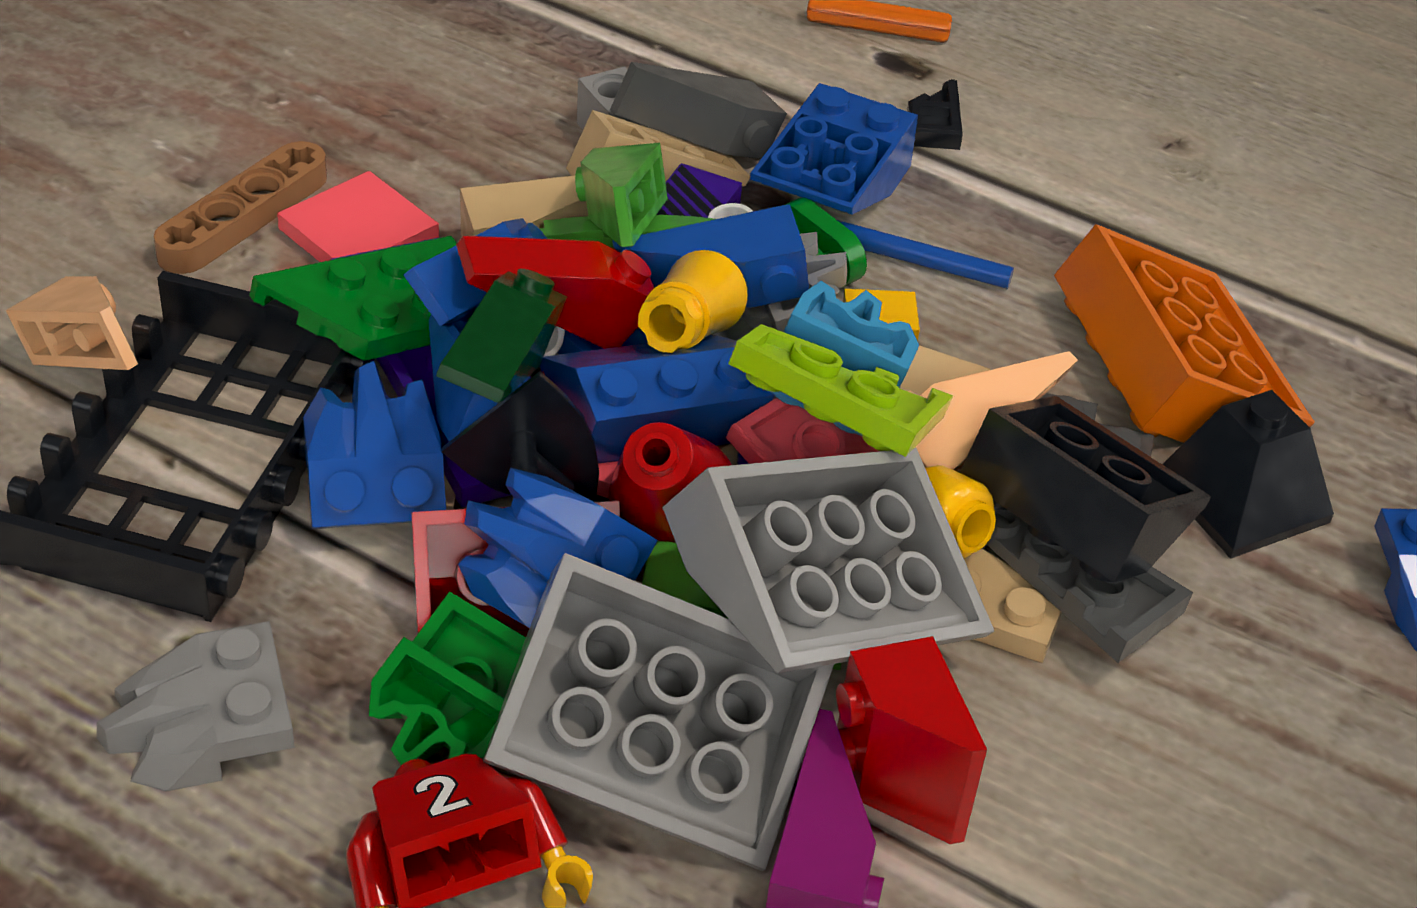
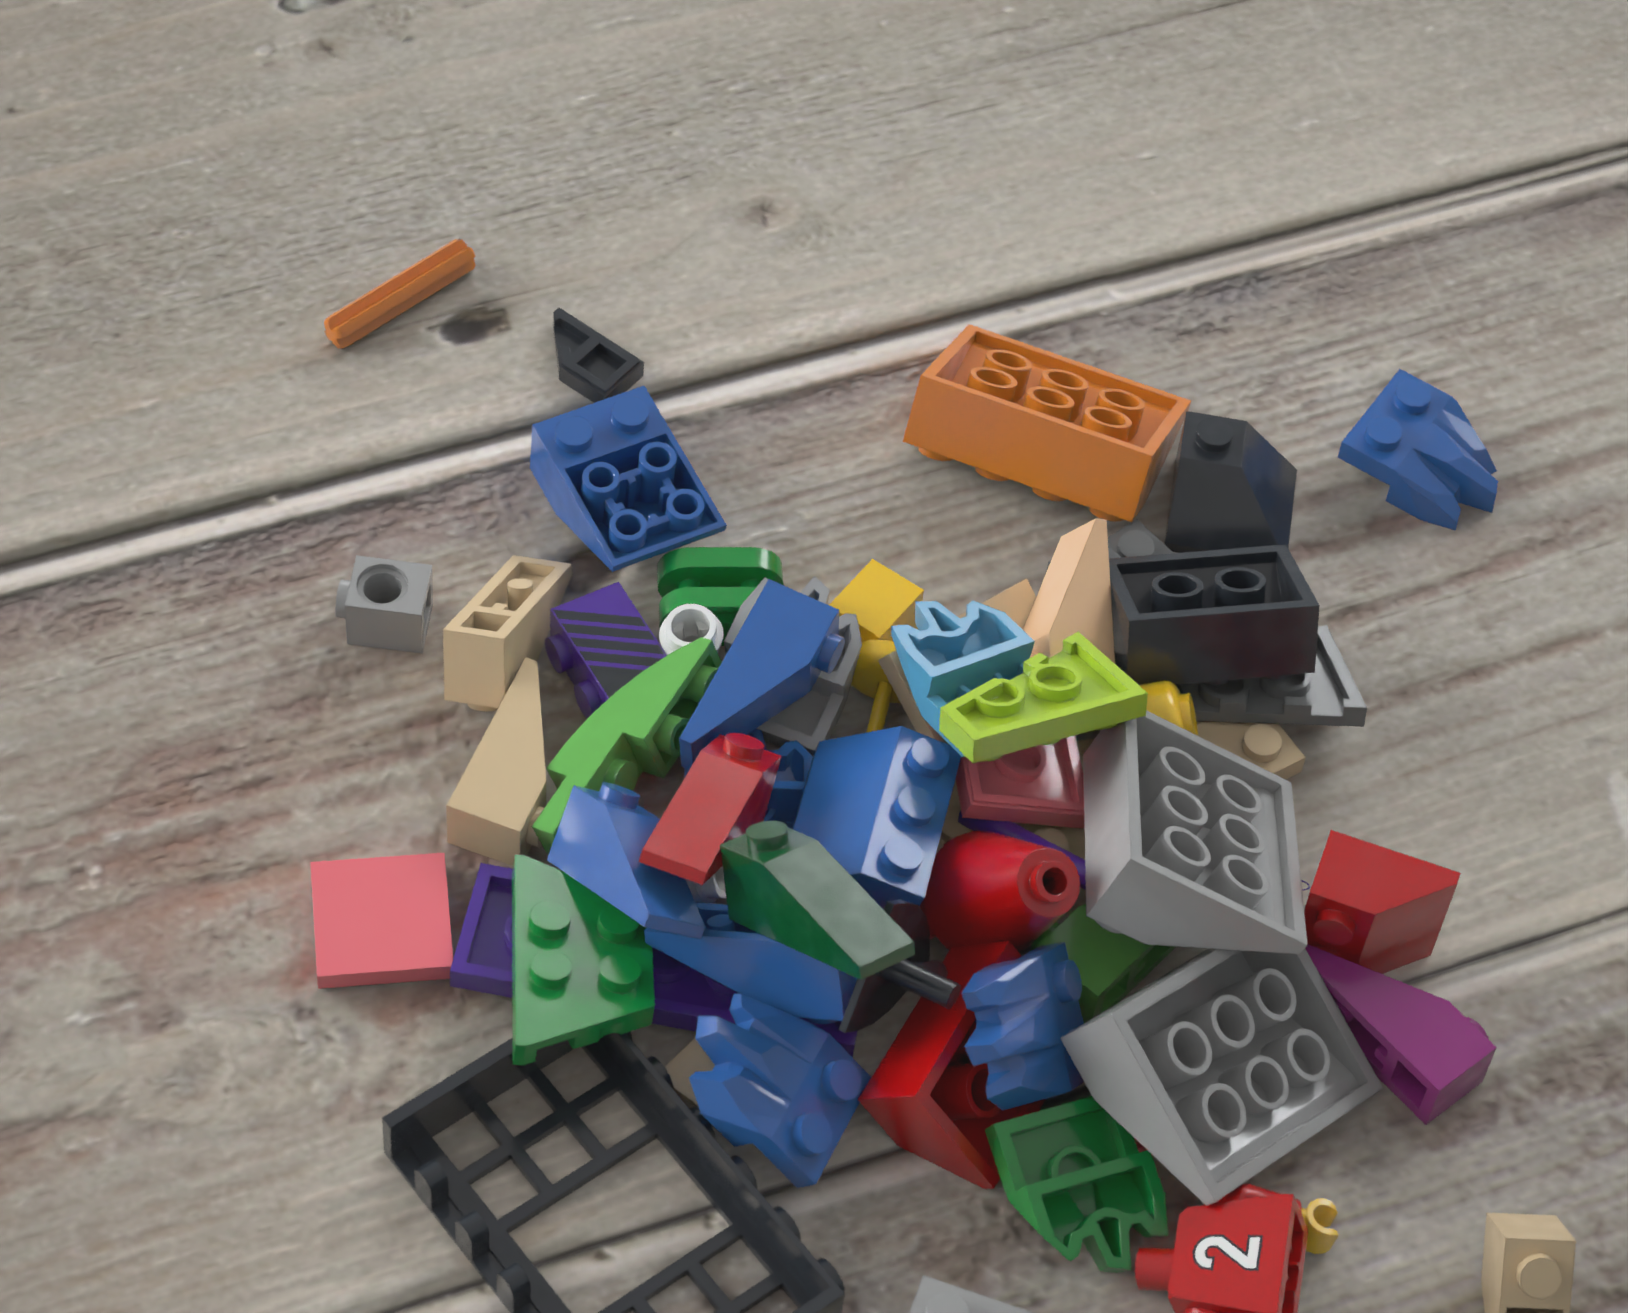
camera: 55 degrees left, 10 degrees up
(72, 326) = (404, 1228): light nougat slope -> none
(194, 240) = (270, 999): medium nougat beam -> none
(622, 189) = (614, 688): bright green slope -> none
(696, 299) = (817, 735): yellow plant -> none
(700, 108) = (486, 535): dark grey slope -> none
(933, 256) = (782, 508): blue bar -> none

